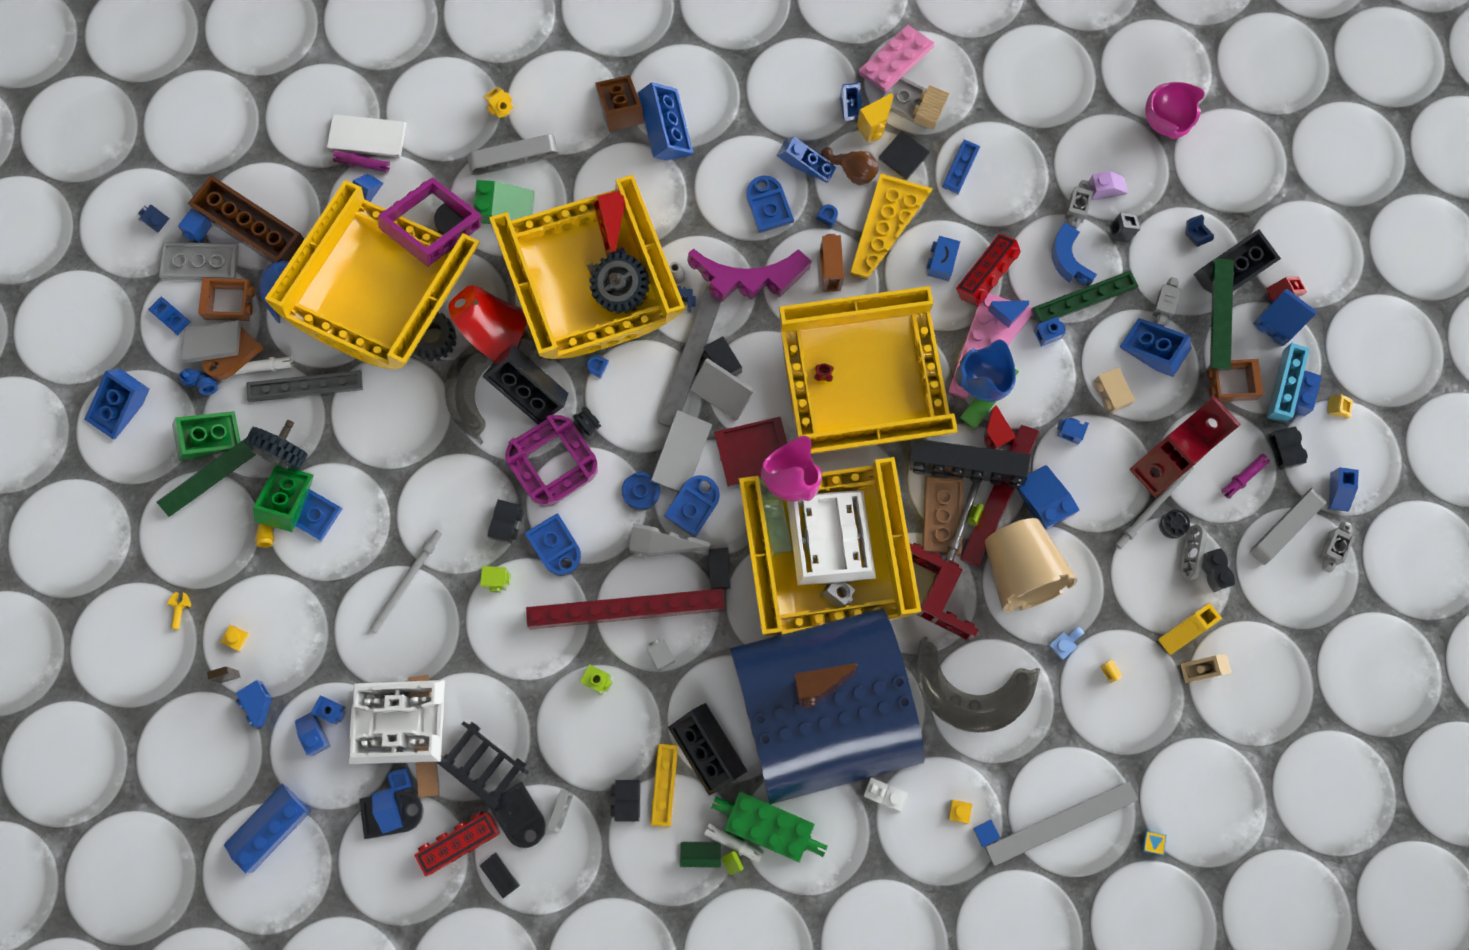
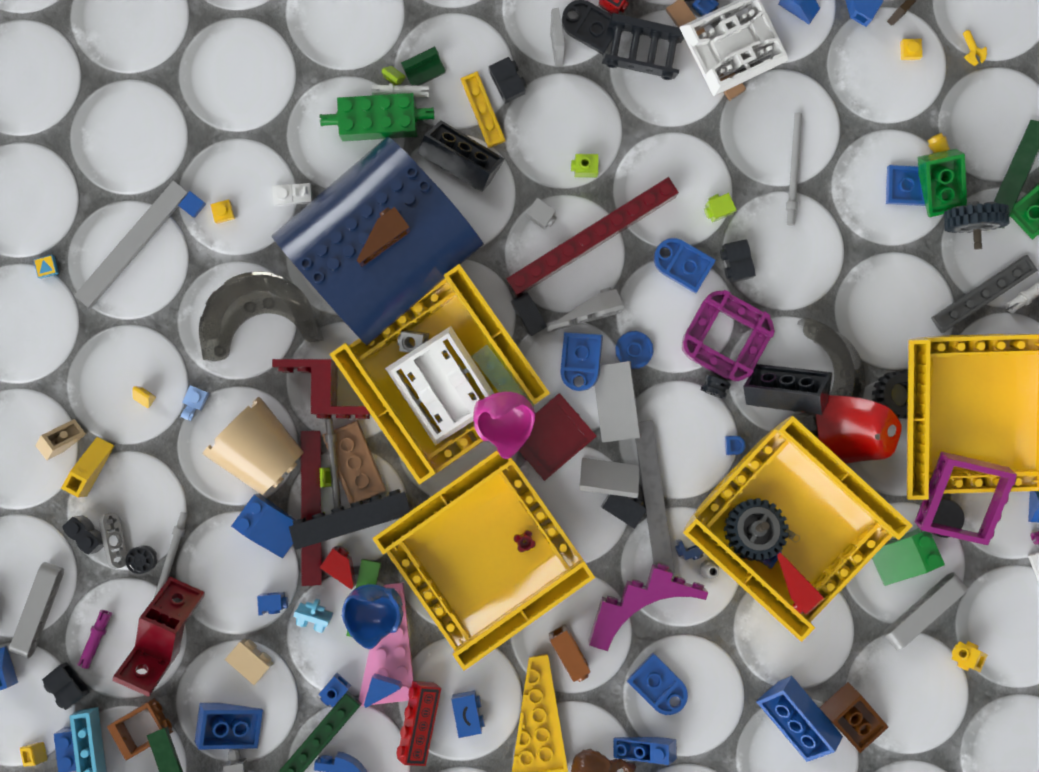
camera: 160 degrees right, 10 degrees up
(321, 706) = (793, 34): blue brick -> none
(828, 215) = (597, 703): blue tile -> none
(1039, 402) = (313, 613): none -> medium azure hips

